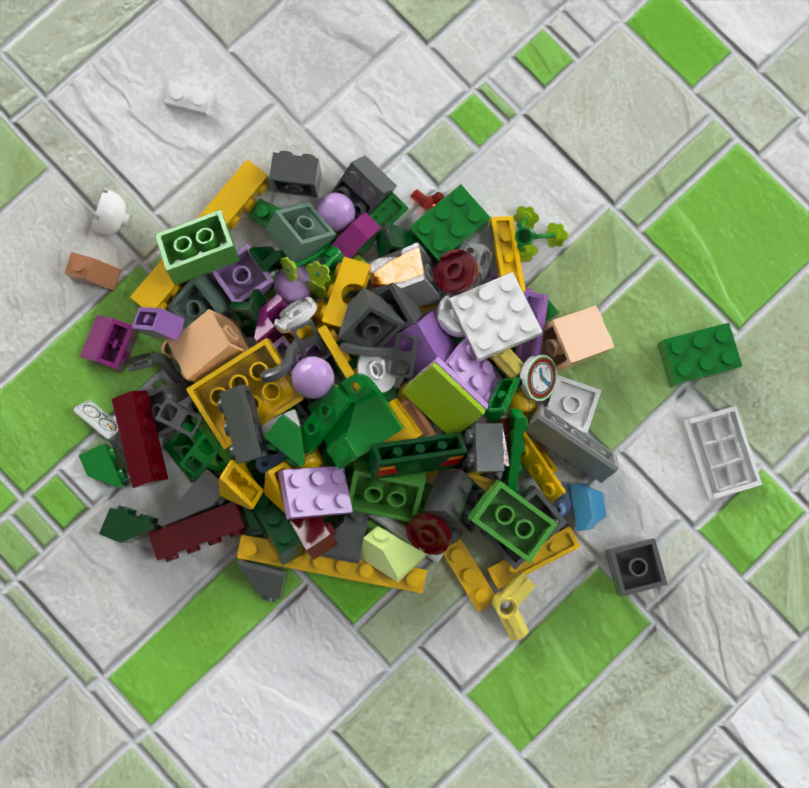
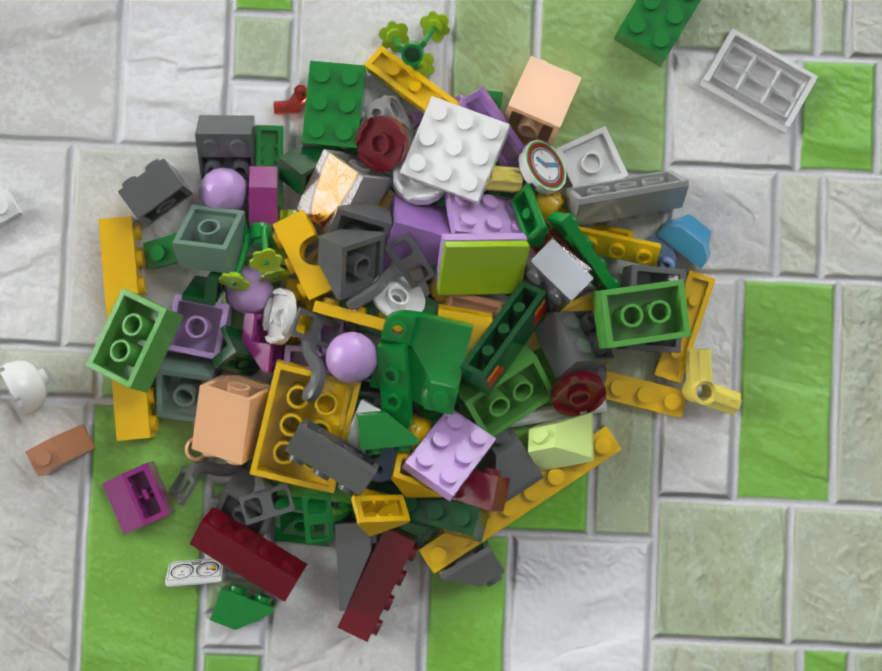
camera: 40 degrees left, 5 degrees up
(127, 527) = (311, 638): dark green slope -> none
(158, 323) = (166, 440): medium lavender brick -> none
(636, 567) = (779, 251): dark grey brick -> none

